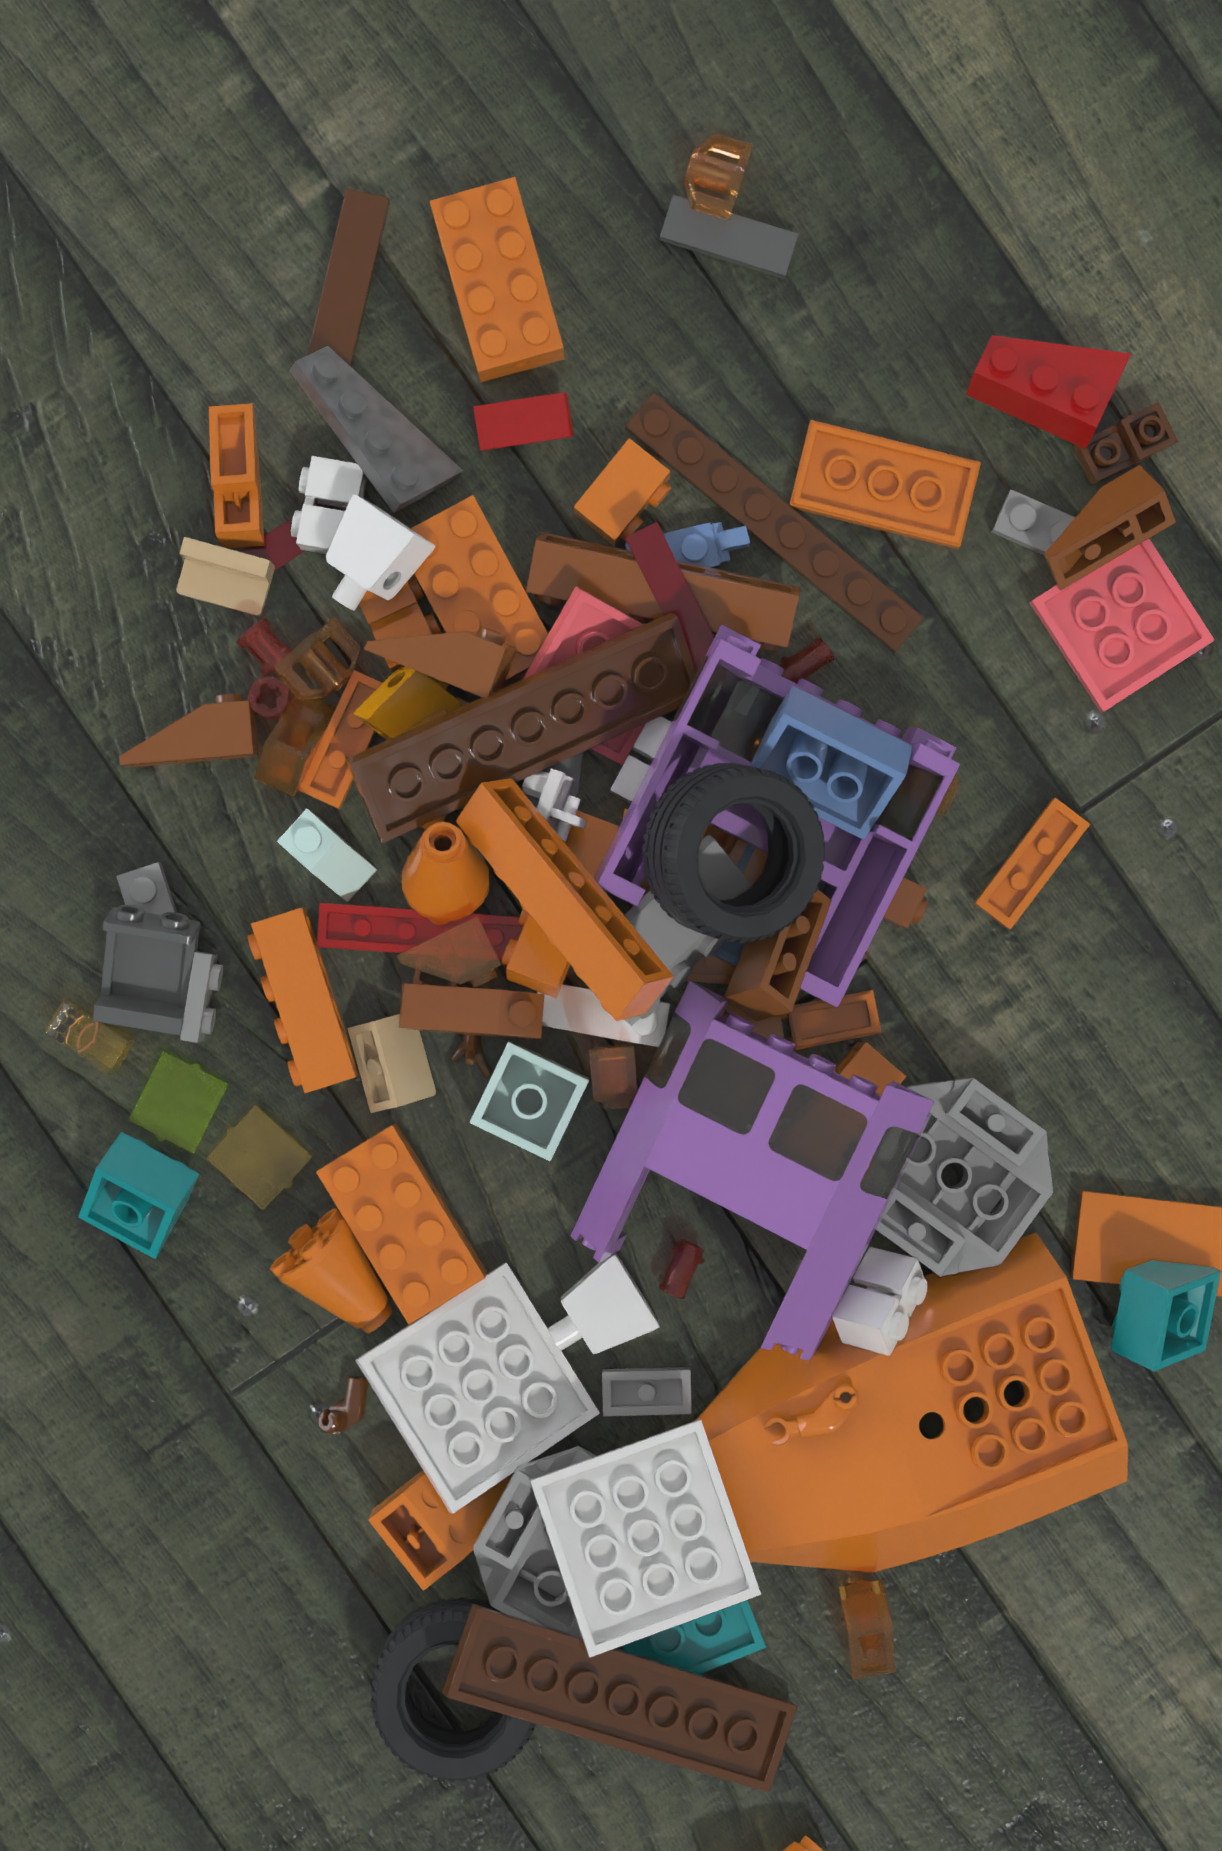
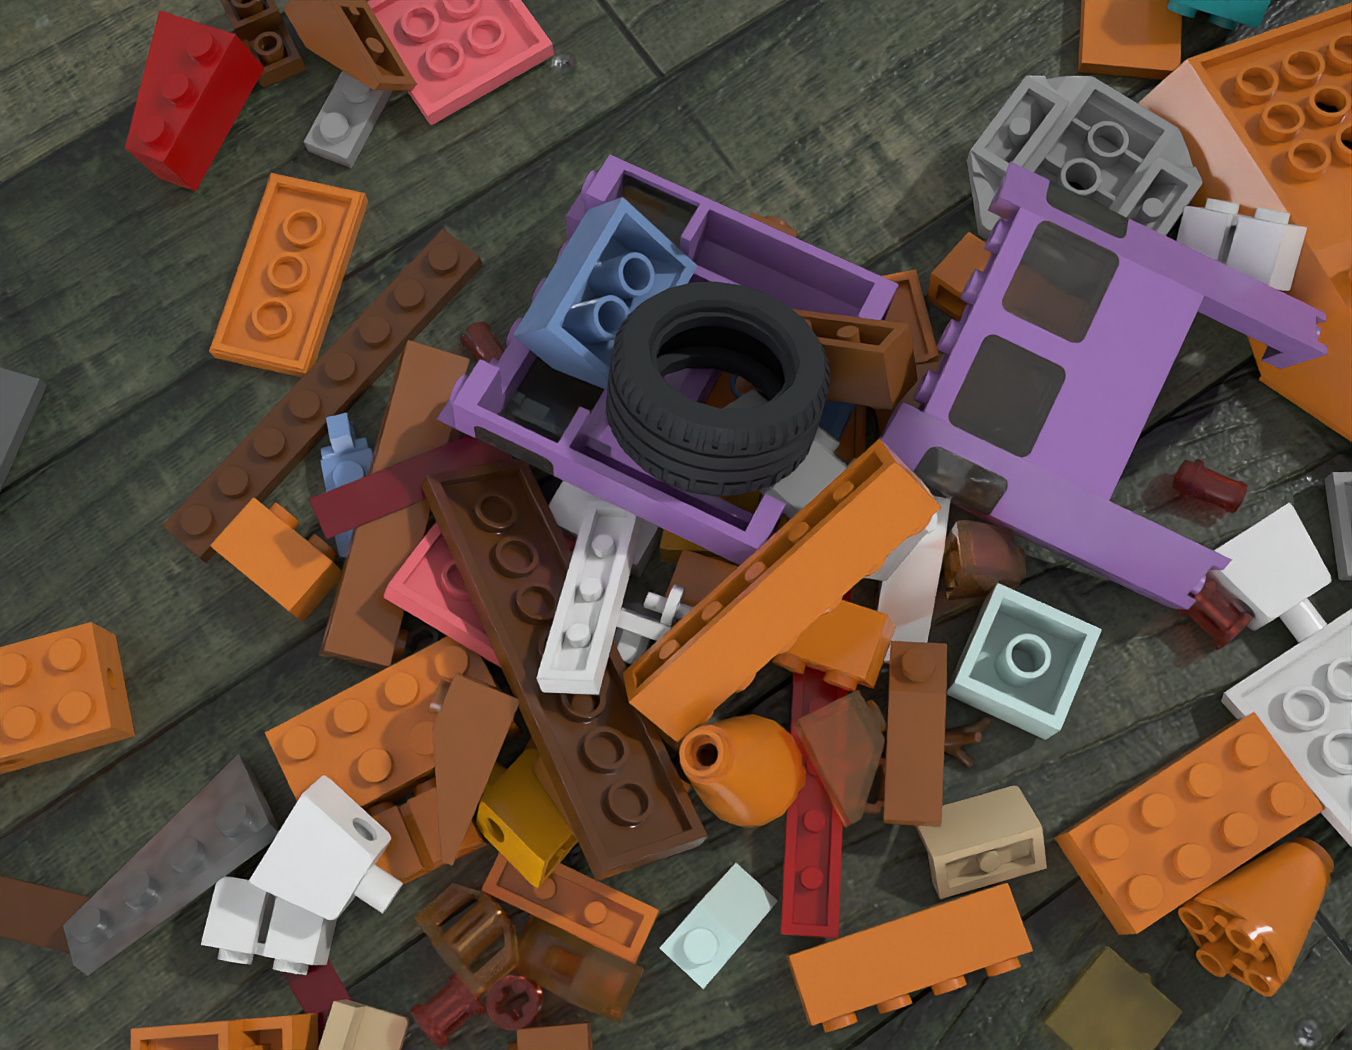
camera: 85 degrees left, 15 degrees down
(523, 421) = (182, 679): red slope -> none
(568, 752) = (590, 601): none -> white plate
(570, 1263) = (1216, 615): none -> clear red bush
(1031, 863) = (720, 117): orange plate -> none

